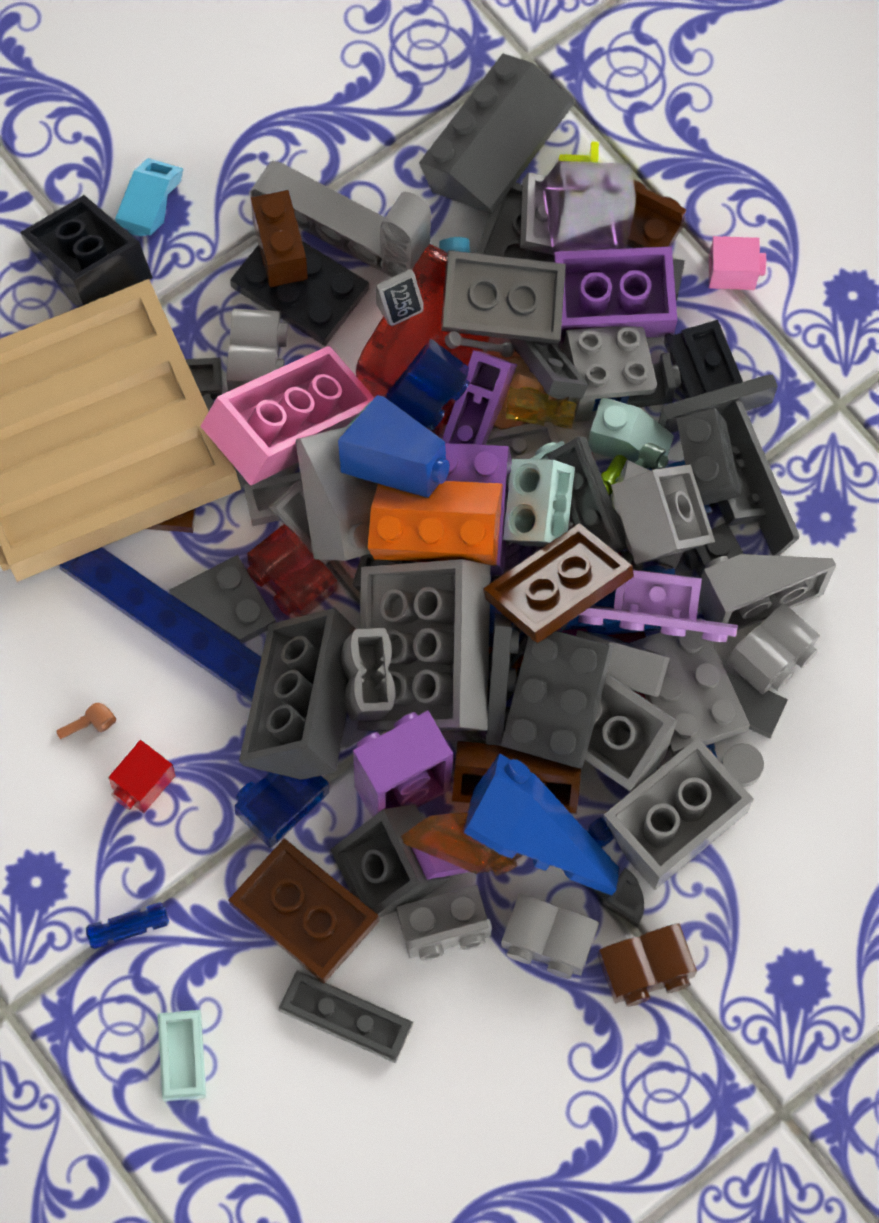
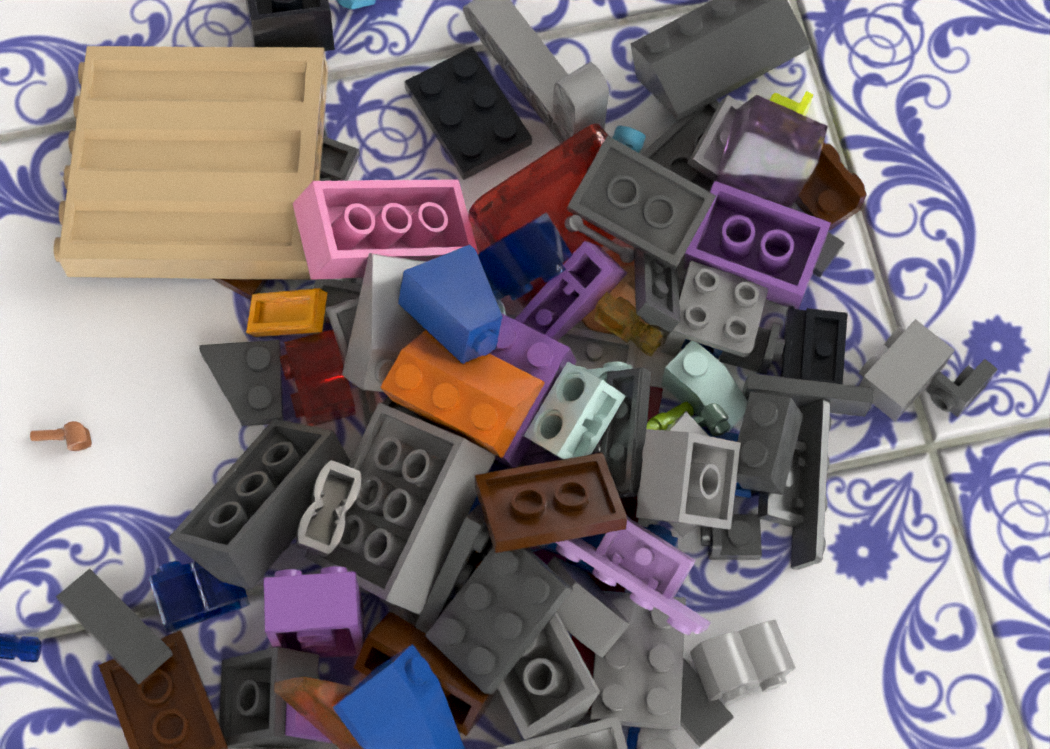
camera: 25 degrees right, 0 degrees up
(141, 777) = (80, 511): red brick -> none
(167, 618) = (185, 371): clear blue tile -> none
(224, 860) = (114, 626): none -> dark grey tile
(234, 527) = (287, 312): none -> light orange tile
(254, 345) = (394, 149): light grey brick -> none
(279, 238) = (462, 60): reddish brown brick -> none
(399, 298) = (537, 161): slope -> none
(735, 263) = (892, 266): bright pink brick -> none
(754, 586) = (748, 591): light grey slope -> none
(789, 345) = (904, 368): none -> light grey brick
(841, 351) = (958, 395): none -> dark grey bracket

